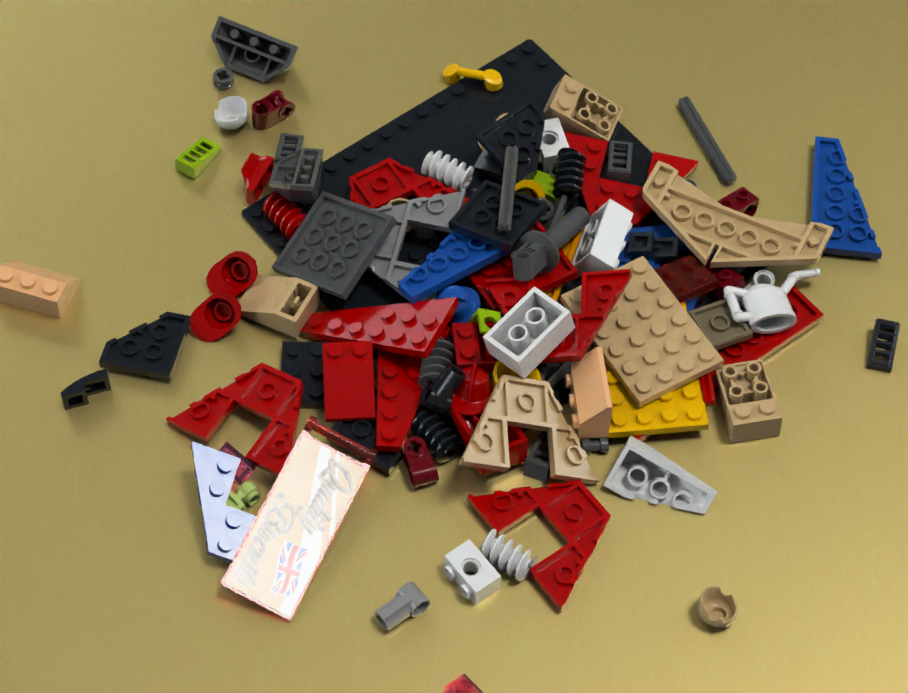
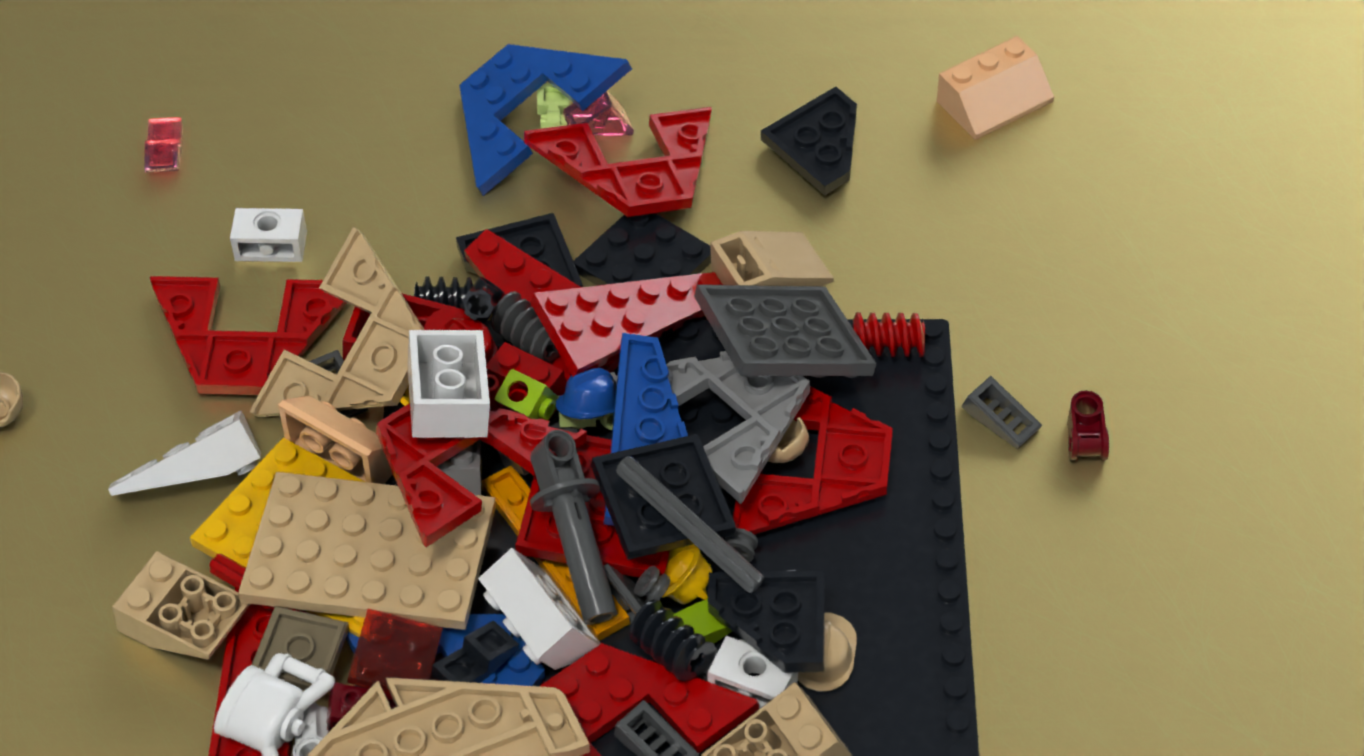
camera: 130 degrees right, 5 degrees down
(78, 392) = (809, 63): black slope -> none
(194, 169) = (1066, 302): lime slope -> none
(215, 316) = (803, 210): red piece -> none
(223, 84) = (1189, 409): dark grey bush -> none
(231, 112) = (1111, 381): white hair -> none
(232, 273) = (848, 254): red piece -> none
(251, 50) = (1214, 463): dark grey wedge -> none
(256, 176) = (979, 345): red slope -> none
(297, 521) = (473, 129): flag -> none
(298, 175) = (923, 359): dark grey wedge -> none
(348, 381) = (596, 251): red slope -> none
(406, 603) = (296, 166): light grey piece -> none
(419, 462) = (436, 263): dark red piece -> none
(446, 171) = (808, 531): white piece -> none
(491, 77) = (931, 689): yellow bar -> none
(507, 557) = (252, 269): white piece -> none

